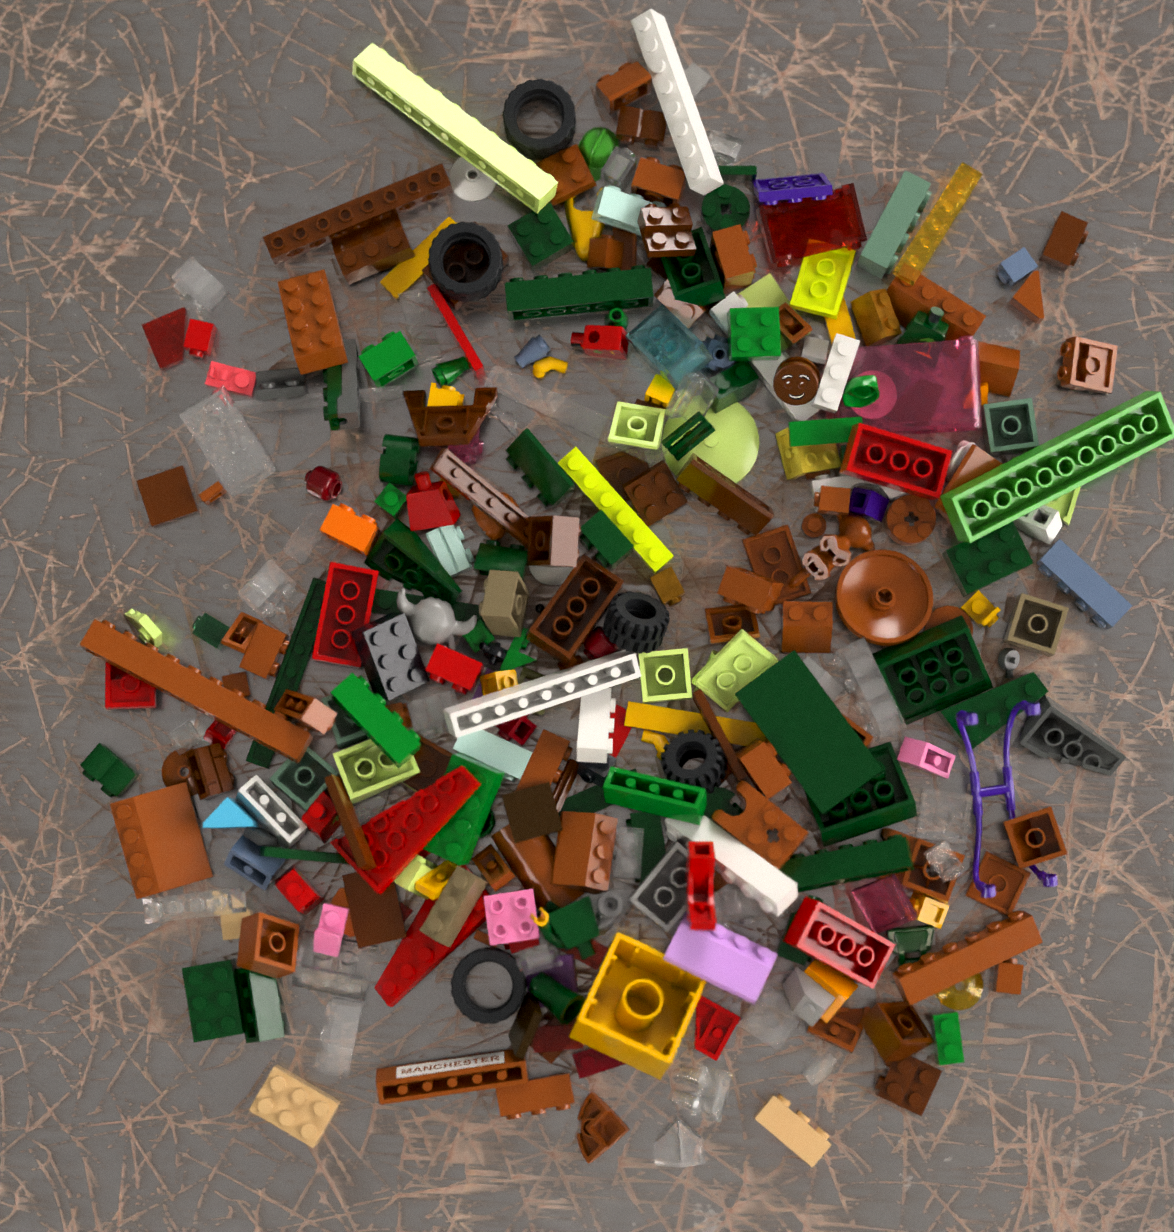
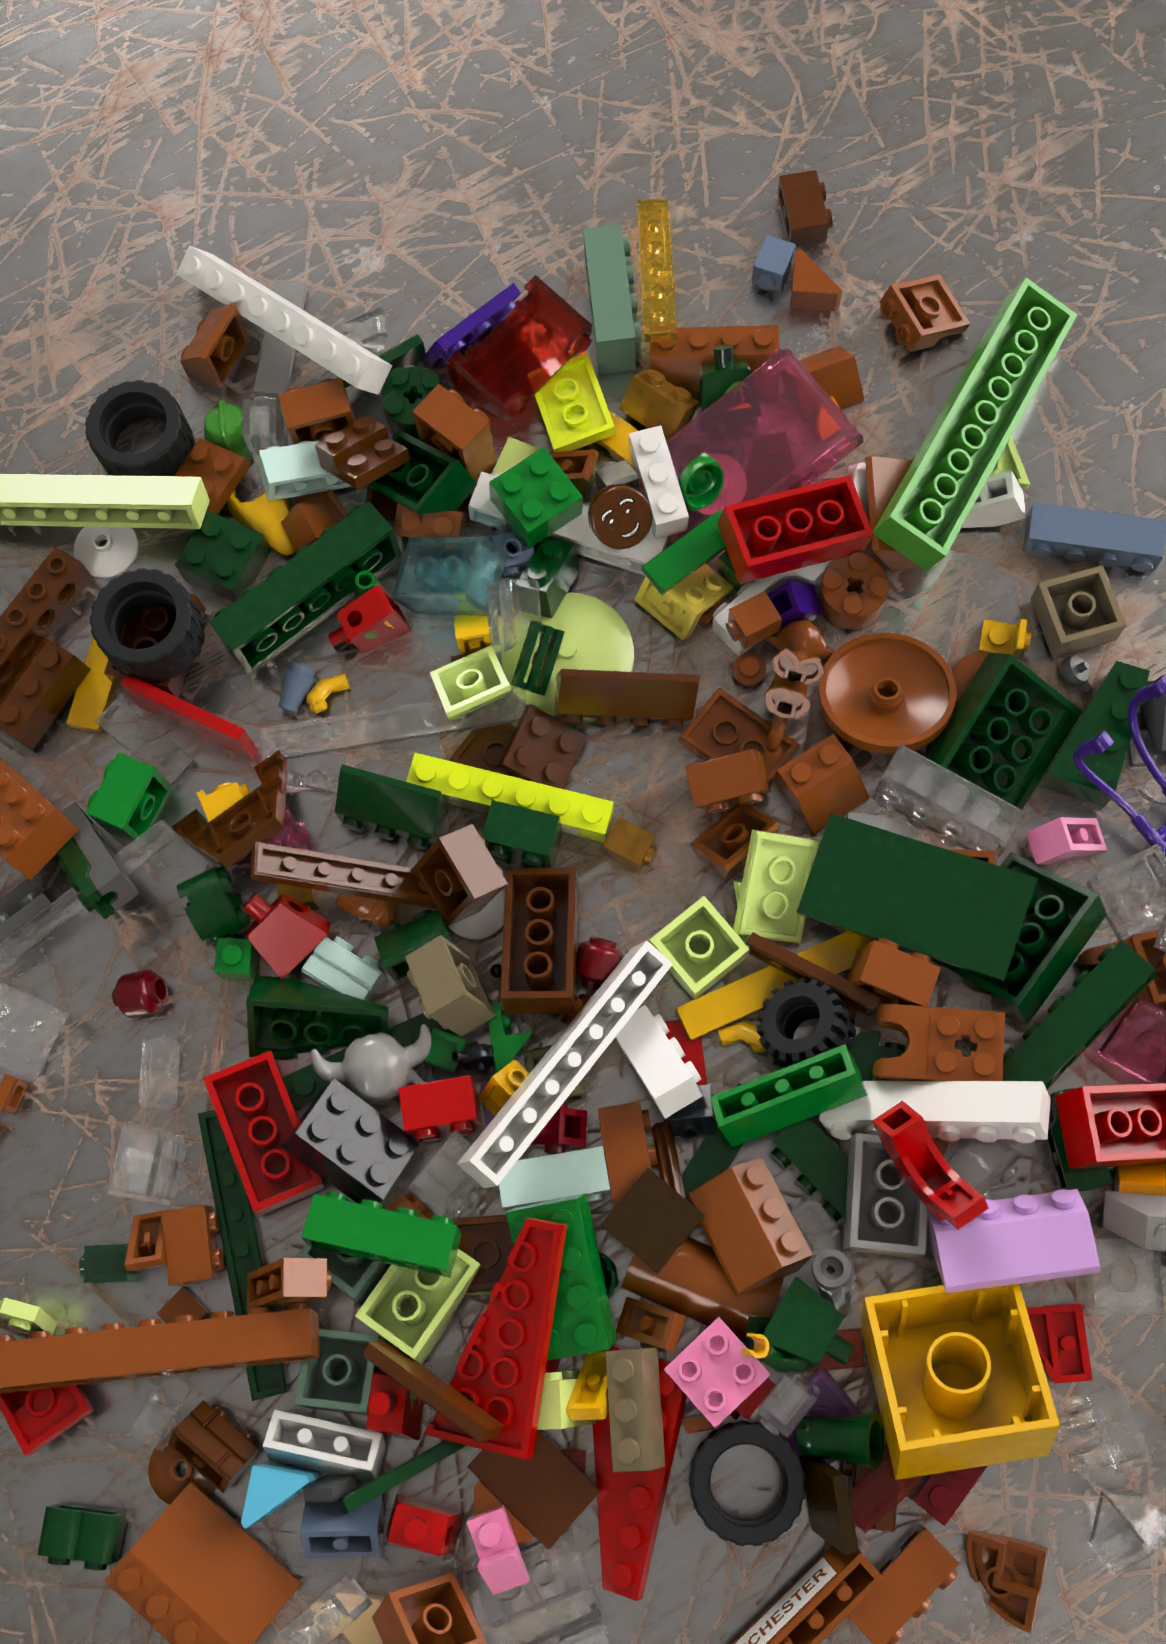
camera: 30 degrees left, 10 degrees down
(220, 734) = (198, 1387): red slope -> none
(350, 530) = (205, 1024): orange brick -> none
(449, 370) = (212, 768): green cone -> none
(629, 852) = (806, 1188): clear brick -> none
(636, 622) = (622, 906): black tyre -> none
(641, 127) = (261, 371): reddish brown brick -> none
(987, 559) = (969, 577): dark green brick -> none
(1009, 427) = (891, 420): sand green brick -> none

